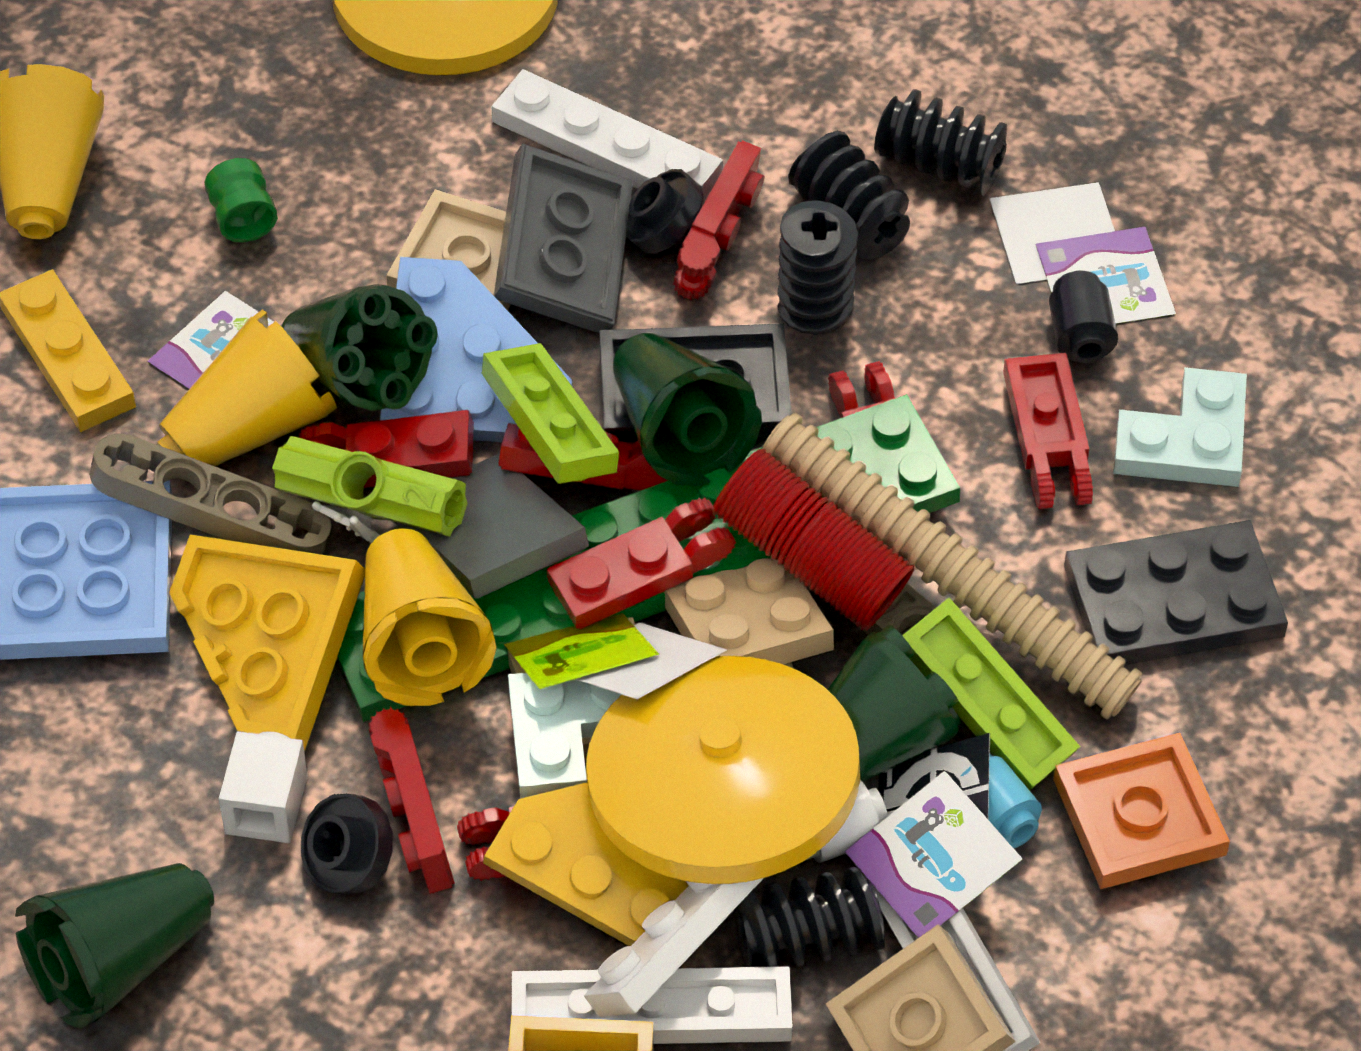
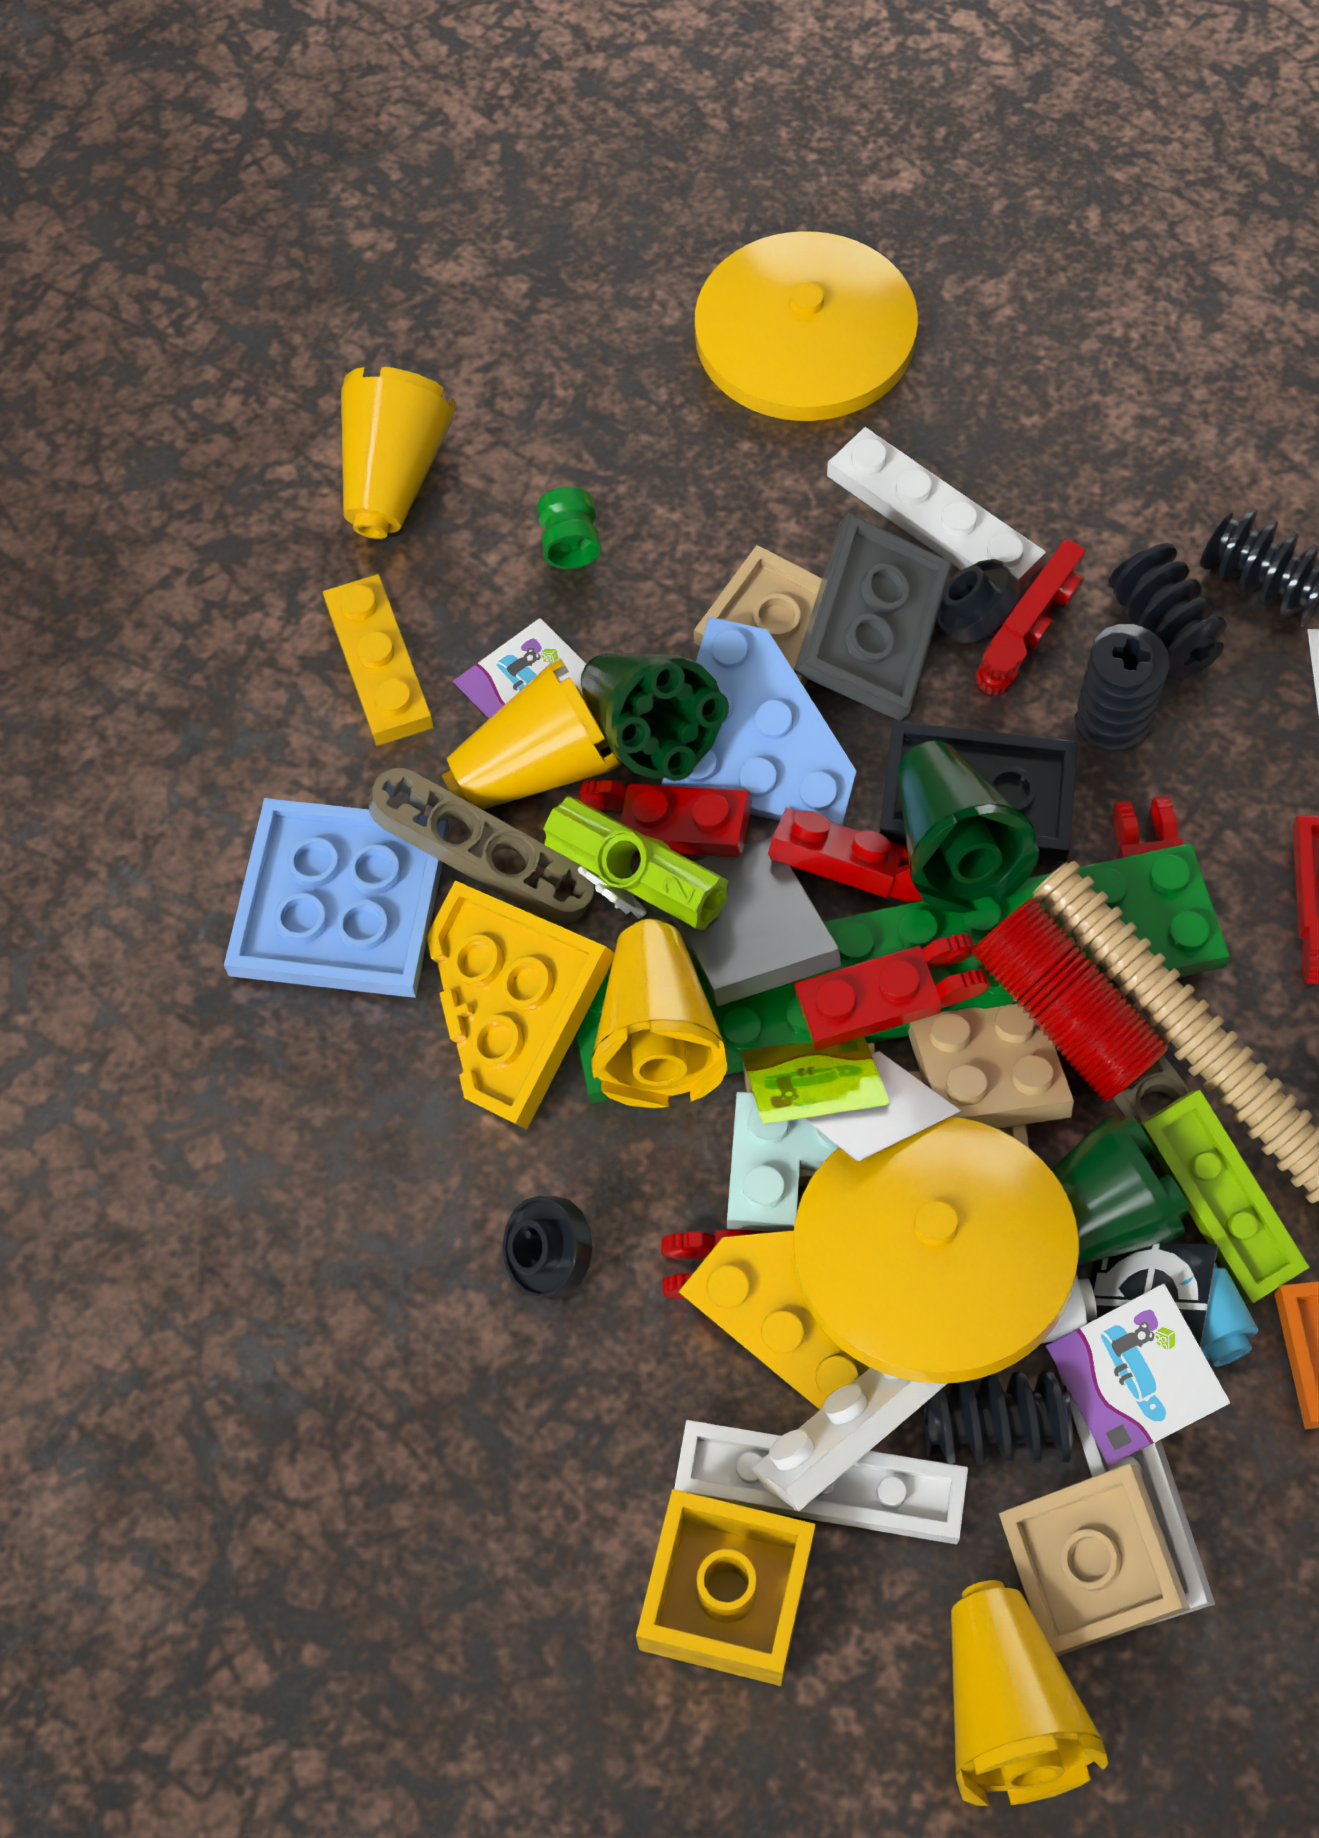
camera: 15 degrees right, 10 degrees up
(109, 935) = (302, 1307): dark green cone -> none
(263, 786) = (478, 1164): white brick -> none
(410, 796) = (620, 1201): red hinge -> none
(550, 413) = (826, 814): lime plate -> none

